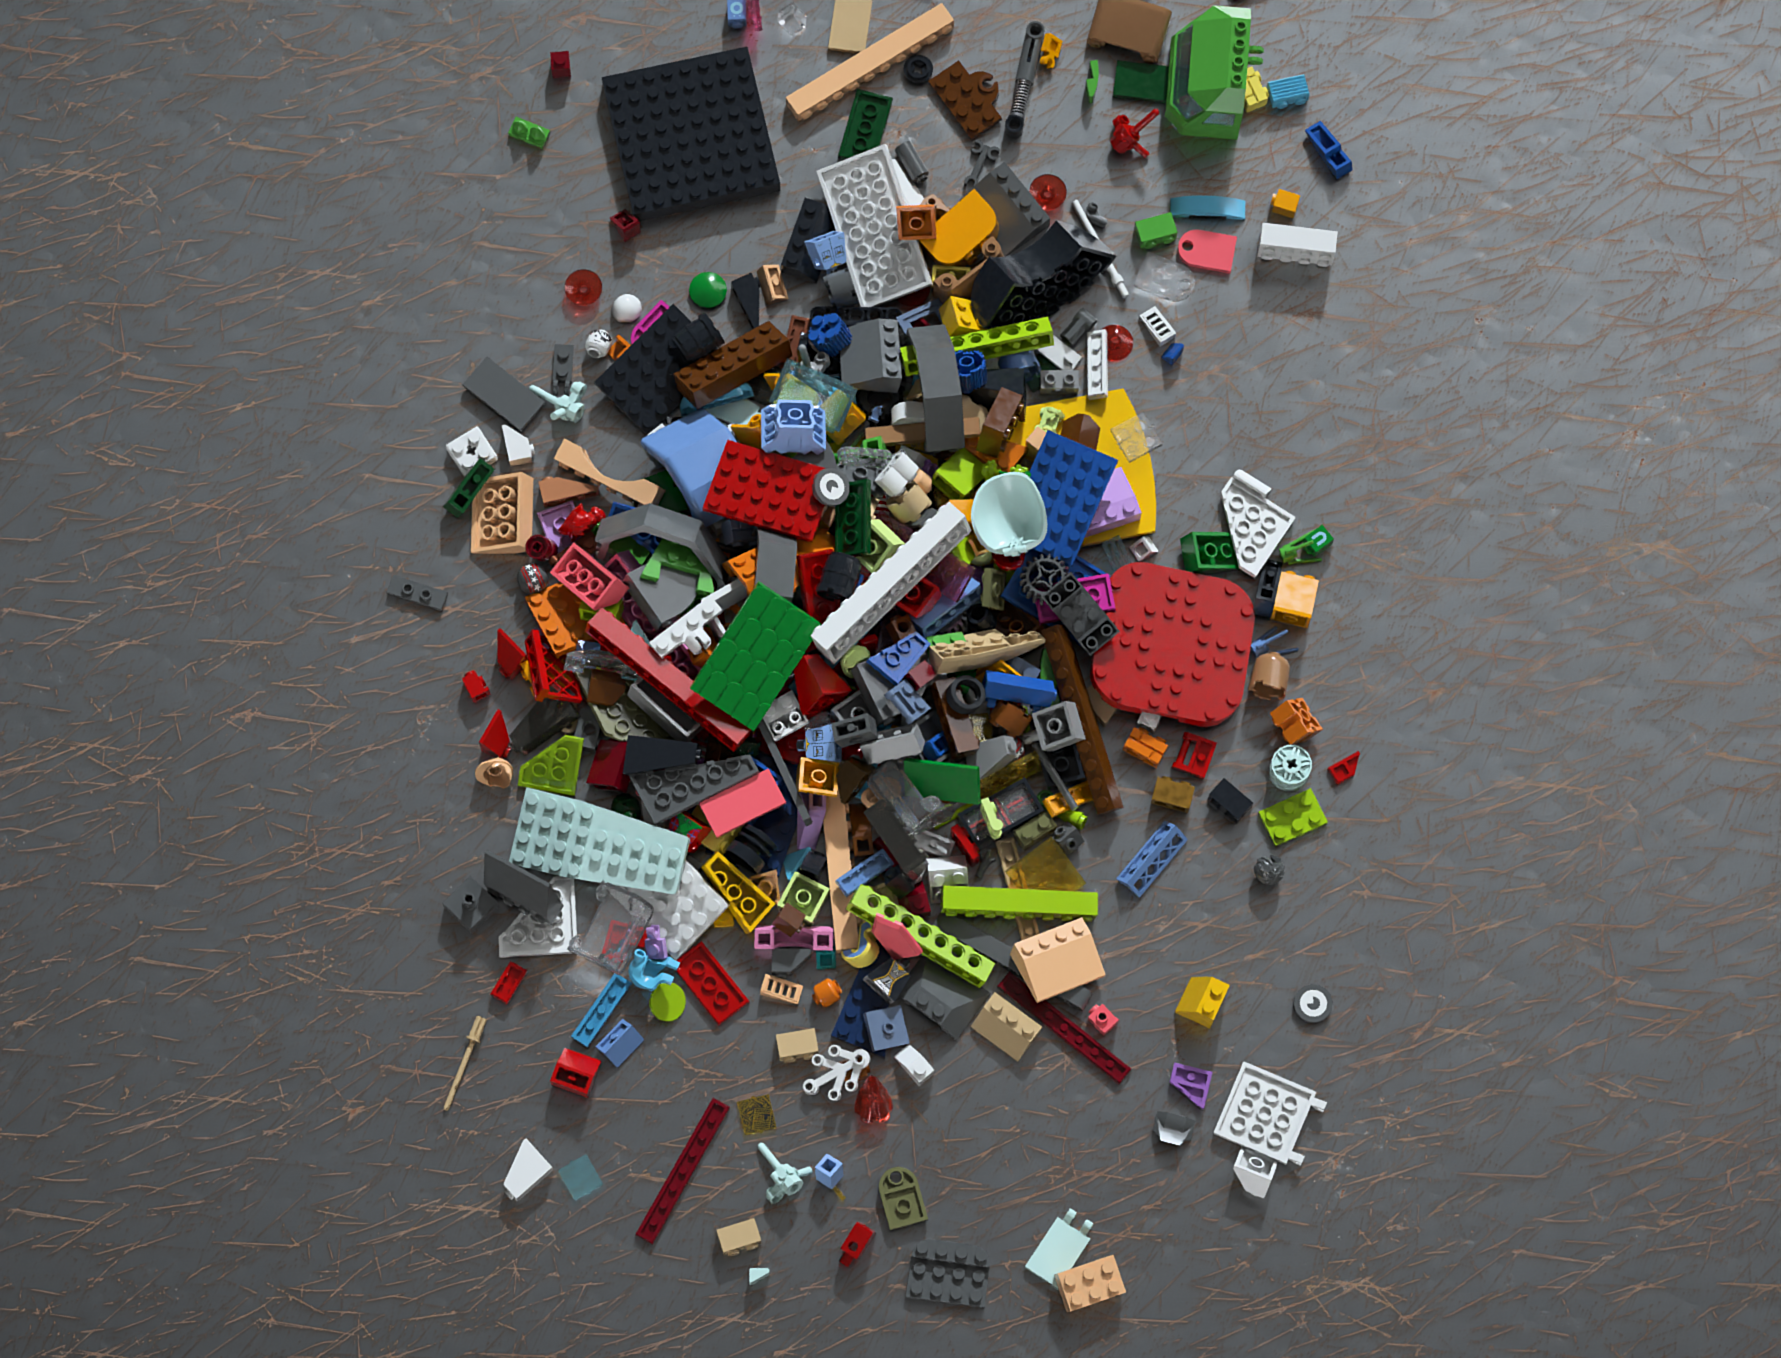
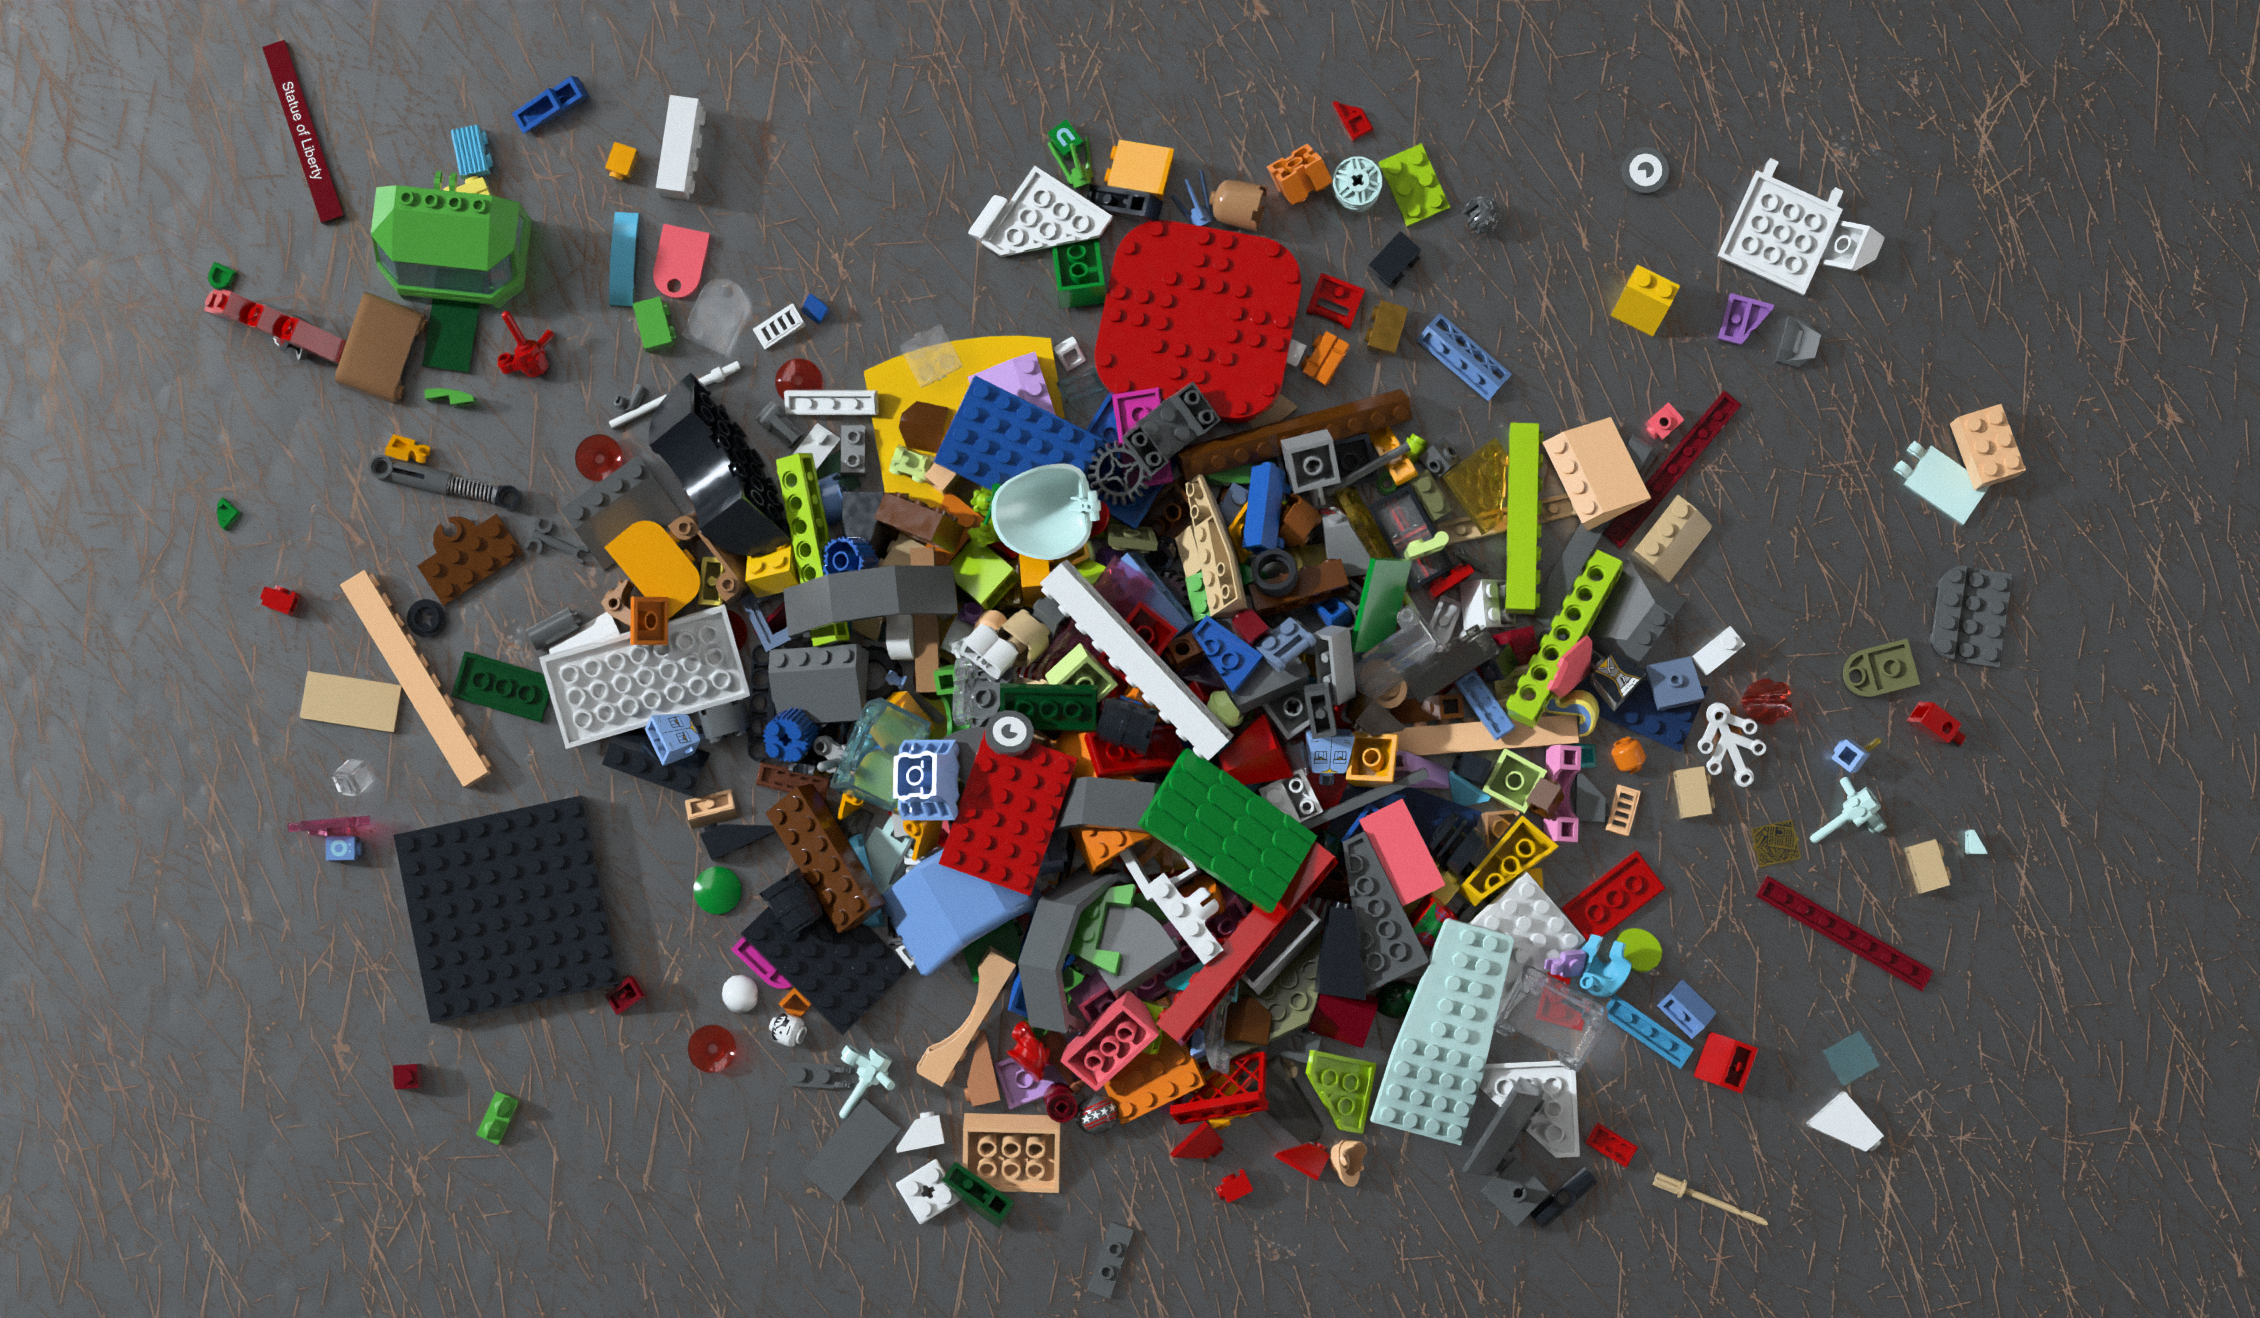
camera: 85 degrees left, 10 degrees up
(473, 953) = (1575, 1186): none -> black piece

